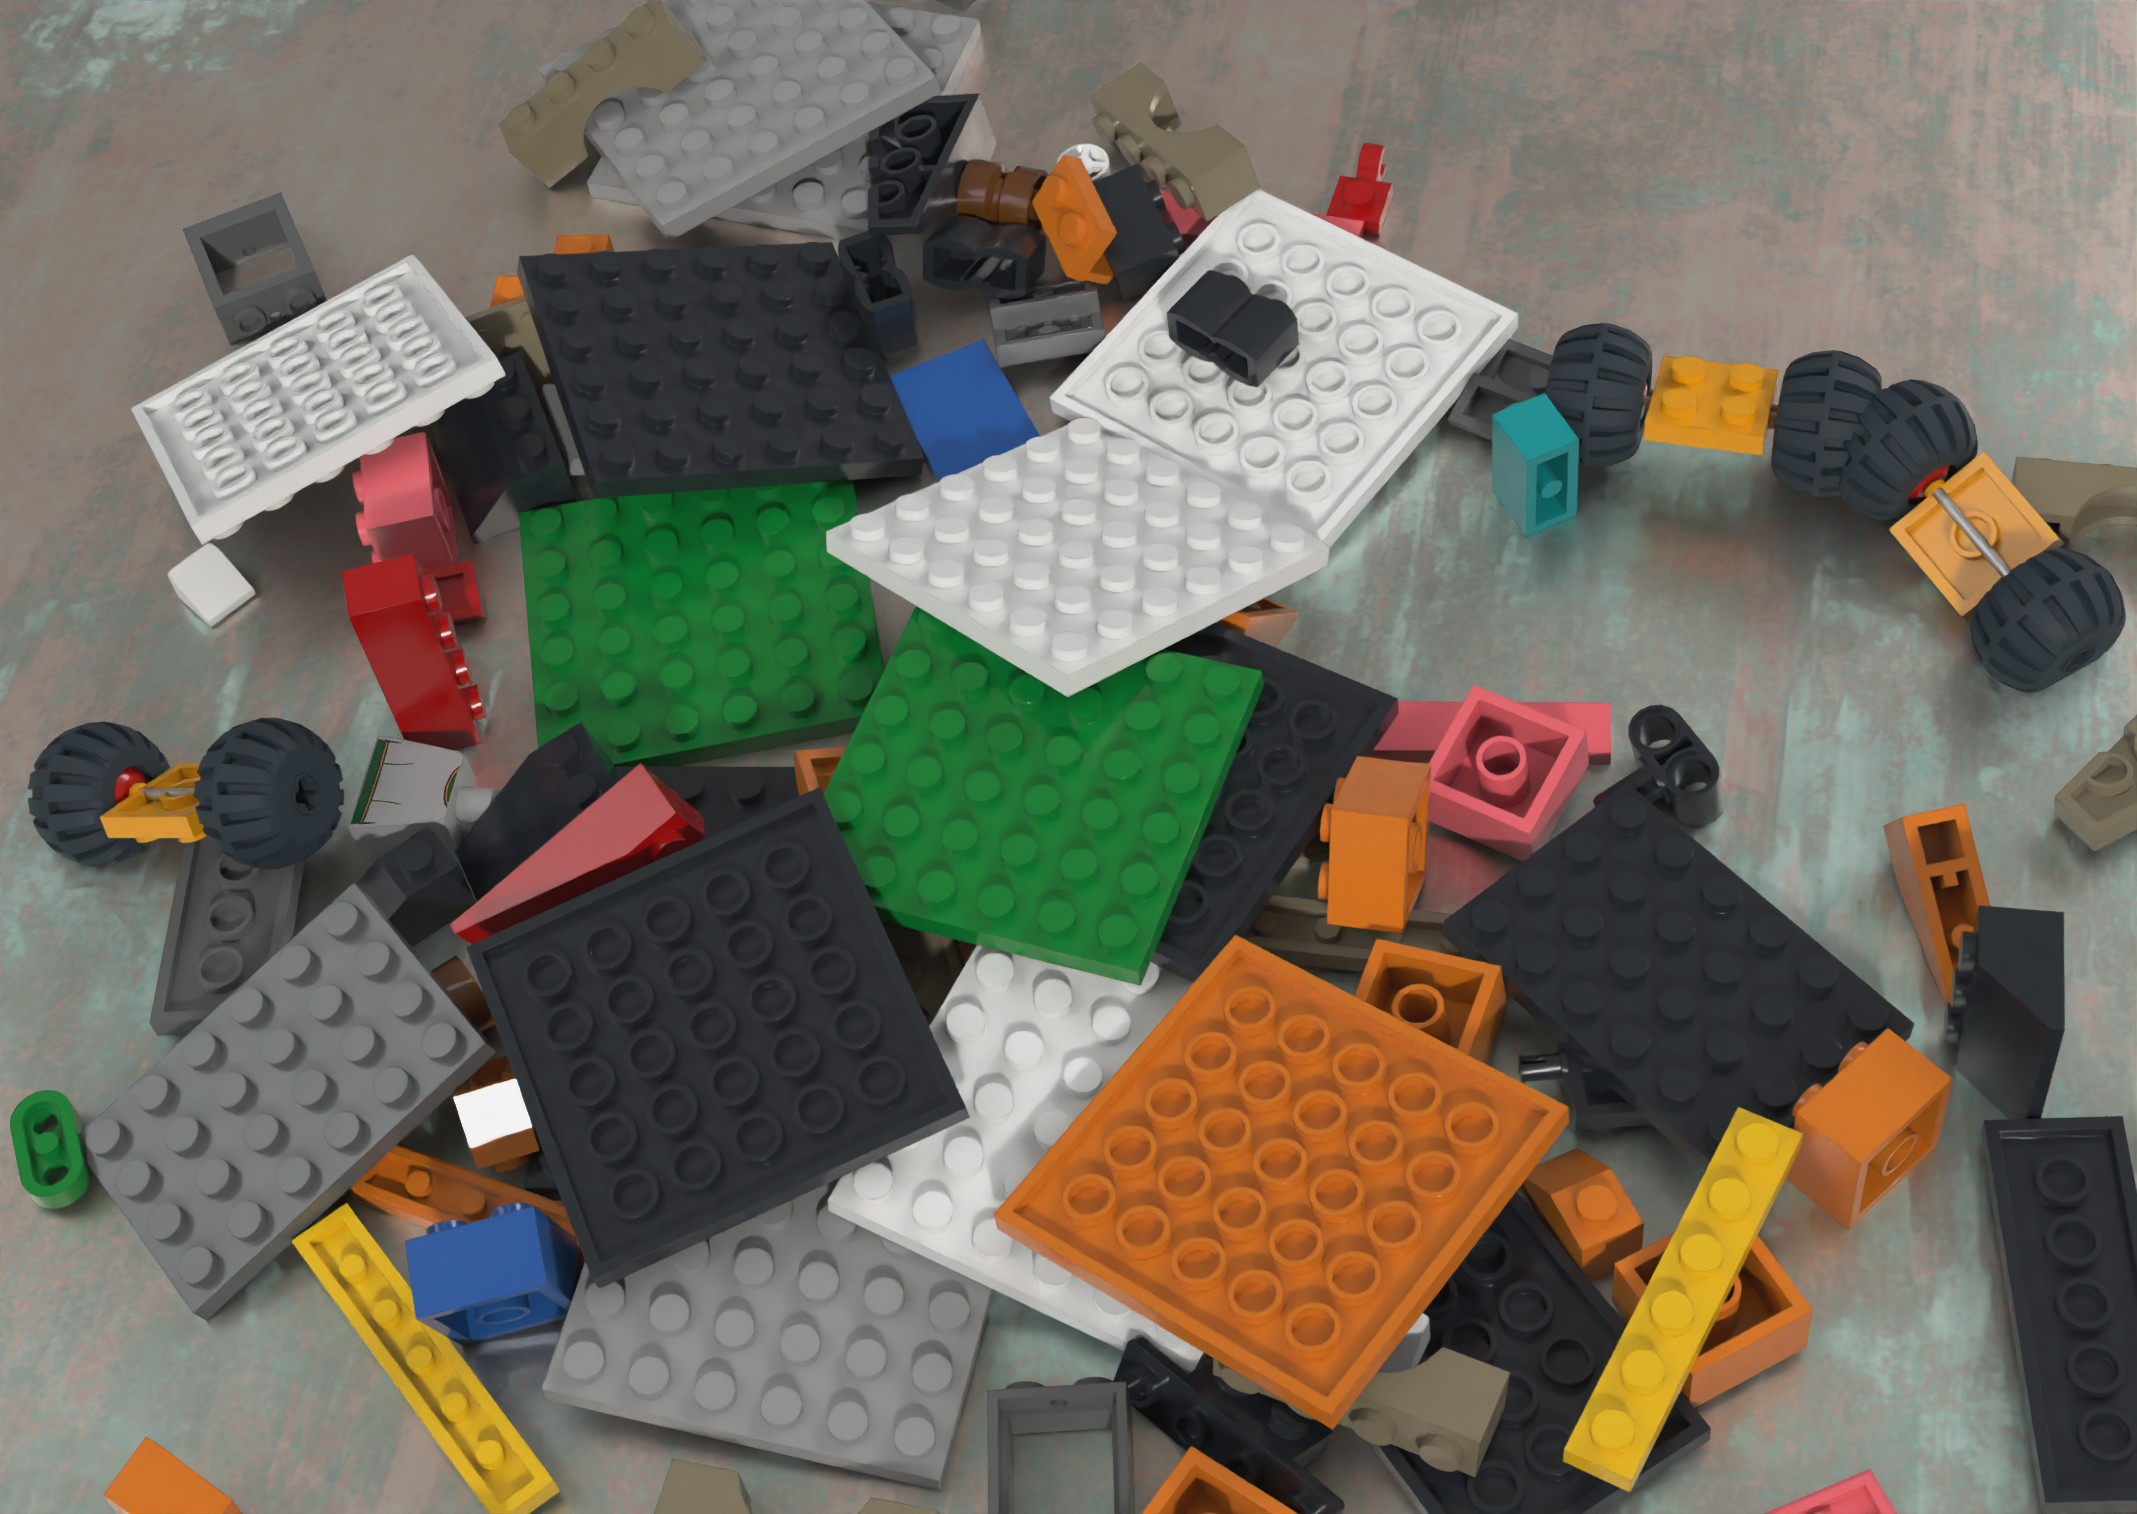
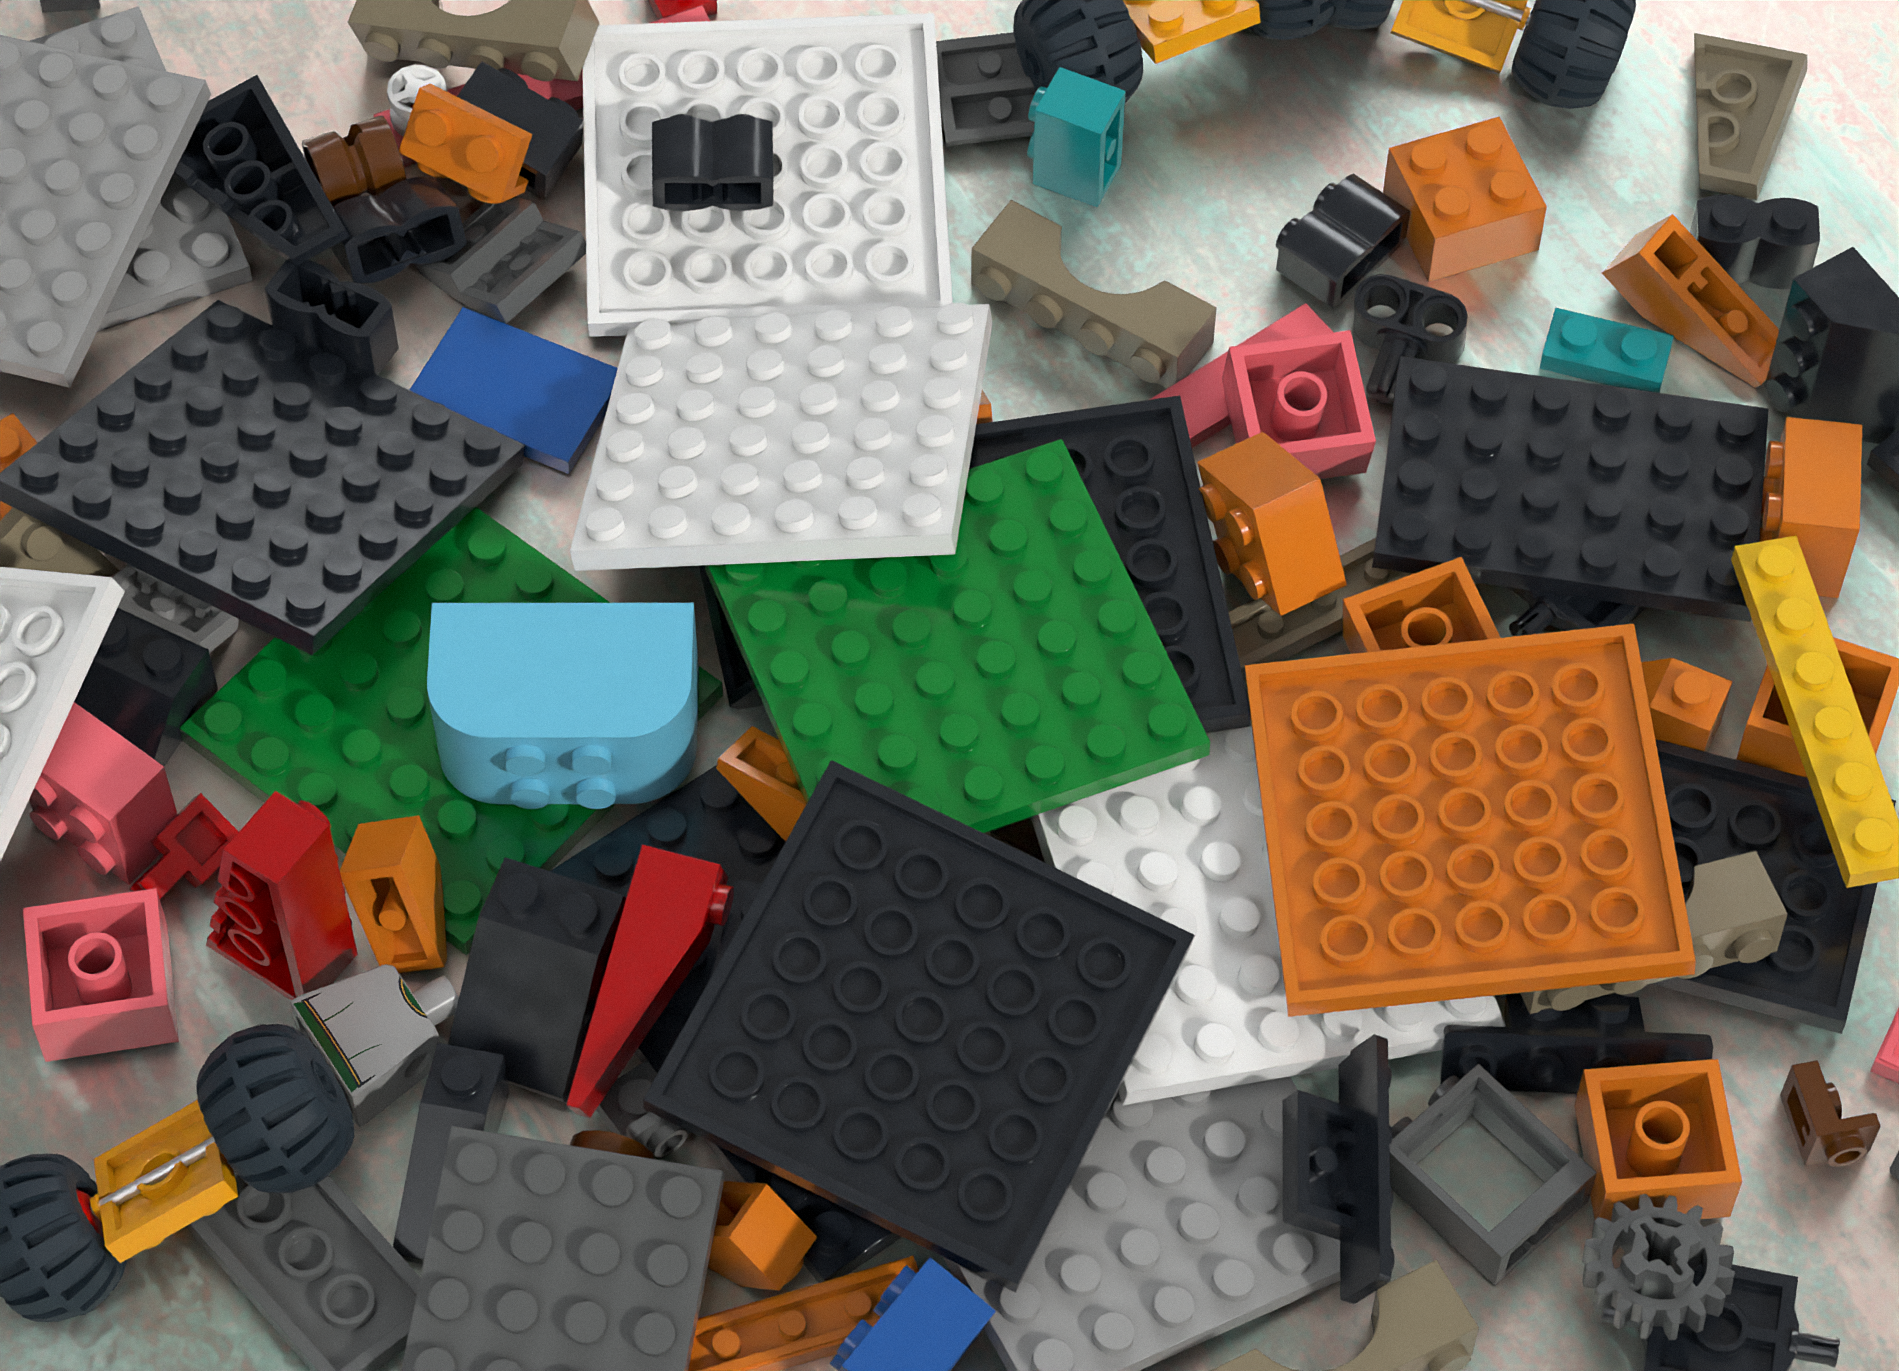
camera: 50 degrees left, 5 degrees up
(289, 642) = (100, 975): none -> coral brick
(515, 704) = (397, 893): none -> orange slope
(739, 642) = (564, 700): none -> medium azure brick
(928, 1374) = (1341, 1168): none -> black bracket
(1457, 644) = (1151, 331): none -> dark tan arch
(1688, 669) = (1341, 239): none -> black brick
(1819, 696) = (1465, 198): none -> orange brick
(1834, 896) = (1606, 351): none -> teal plate
(2035, 870) = (1760, 240): none -> black brick

